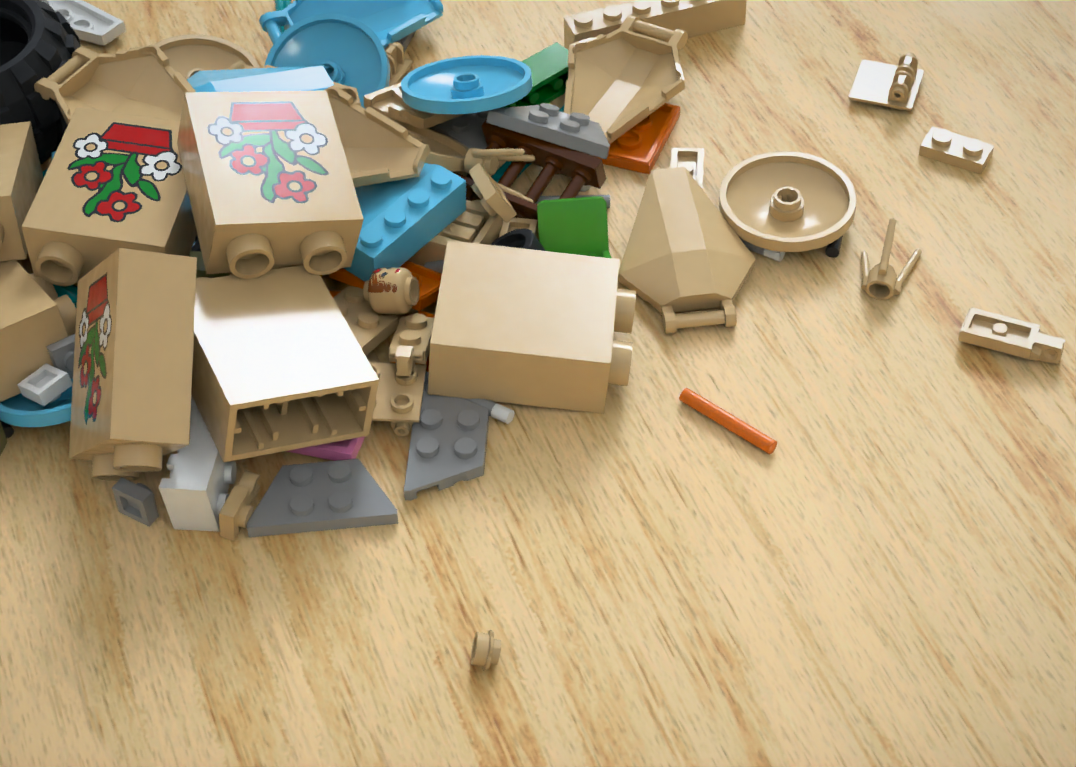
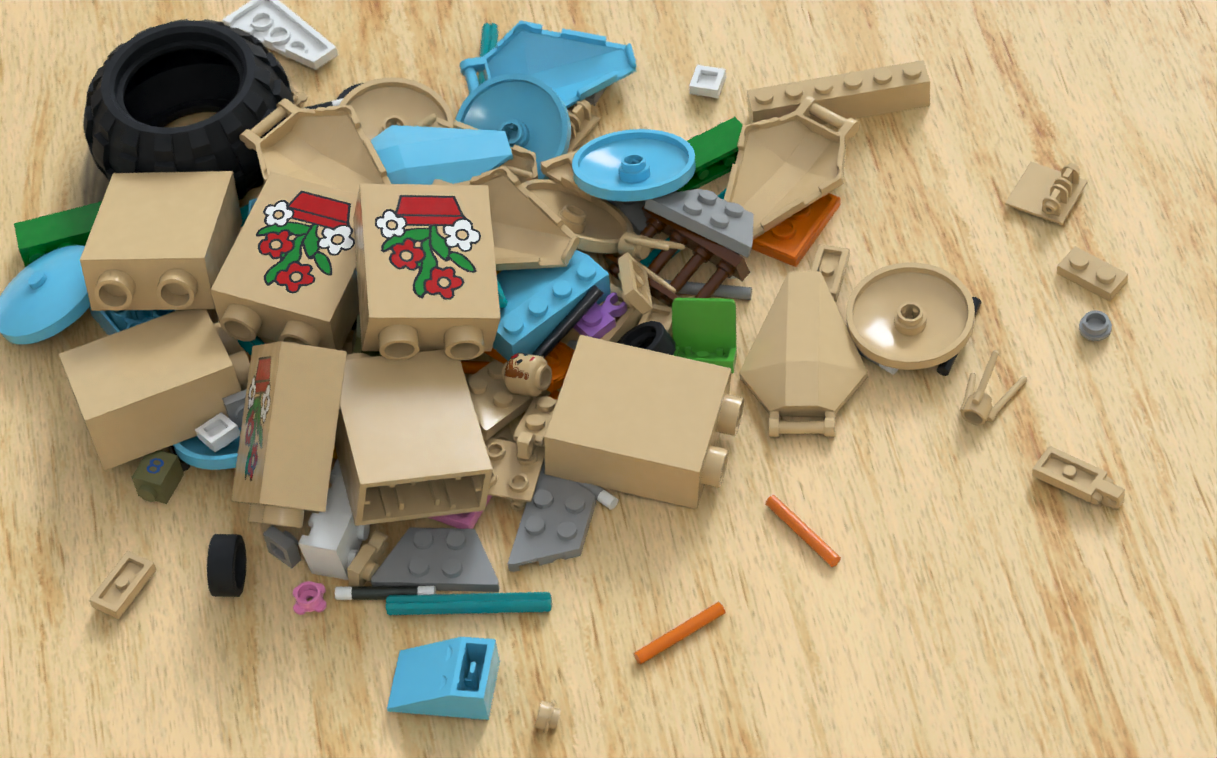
camera: 15 degrees right, 5 degrees up
(72, 527) = (226, 565): none -> black tyre
(175, 554) = (309, 590): none -> bright pink plate
(265, 538) = (380, 592): none -> pearl dark grey bar
(356, 622) = (446, 678): none -> medium azure slope
(365, 538) = (468, 603): none -> teal axle
(431, 231) = (568, 322): none -> black bar
(458, 228) = (600, 319): none -> medium lavender plate
(517, 19) = (707, 81): none -> white plate
(616, 542) = (679, 633): none -> orange bar
(977, 194) = (1095, 326): none -> light grey plate

